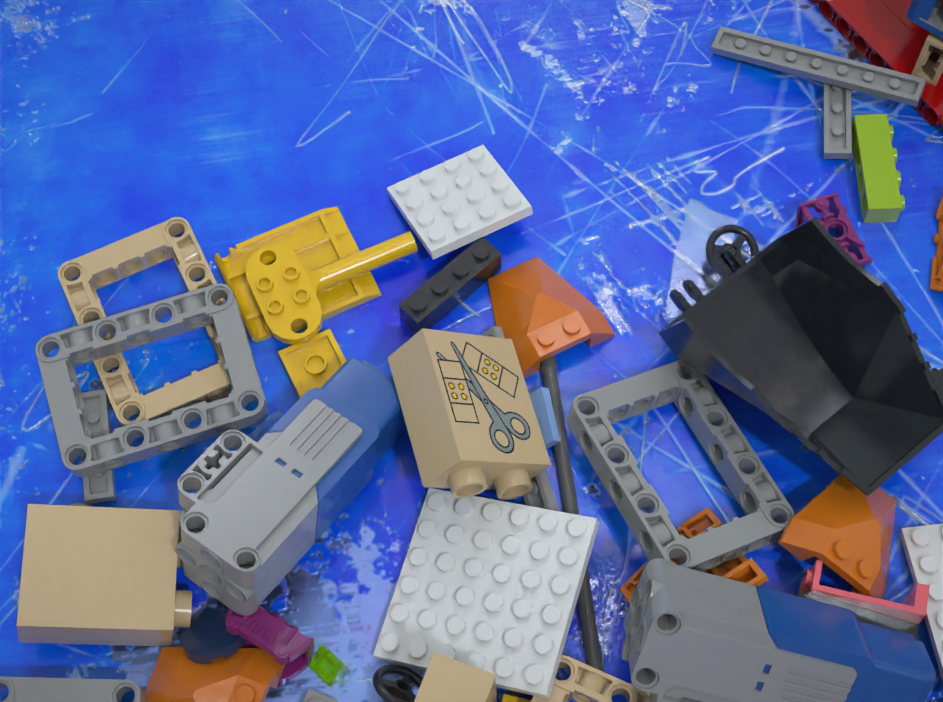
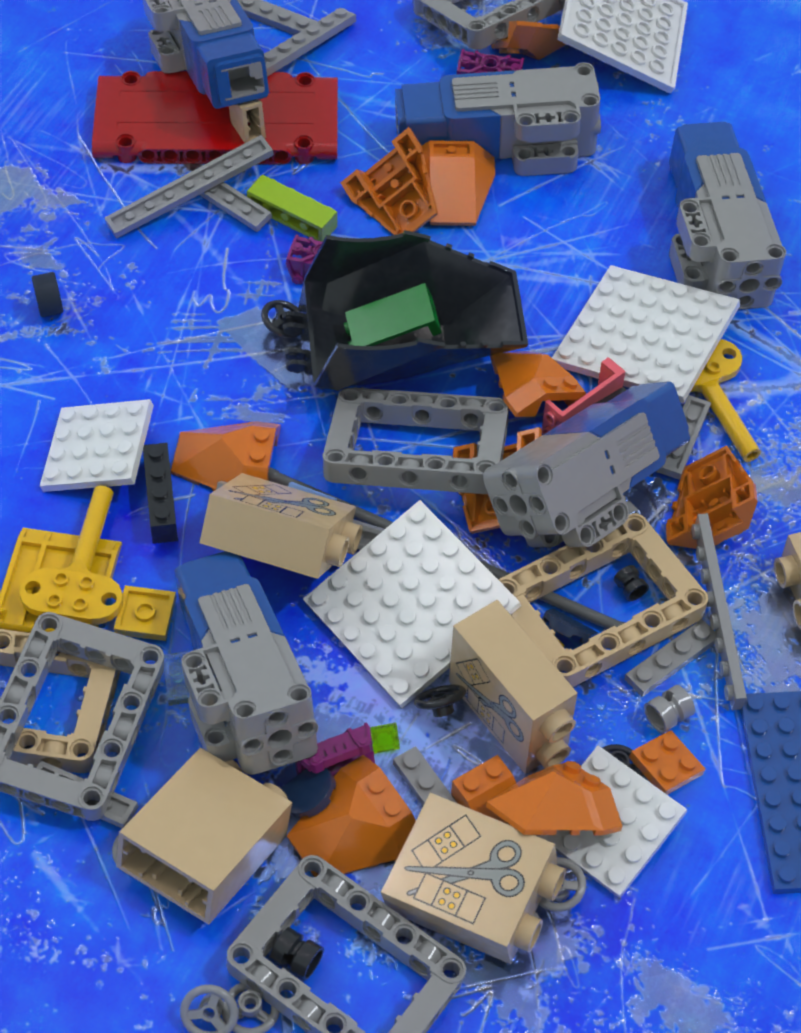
camera: 60 degrees left, 10 degrees down
(590, 44) = (47, 294): none -> black wheel
(803, 347) = (392, 317): none -> green panel

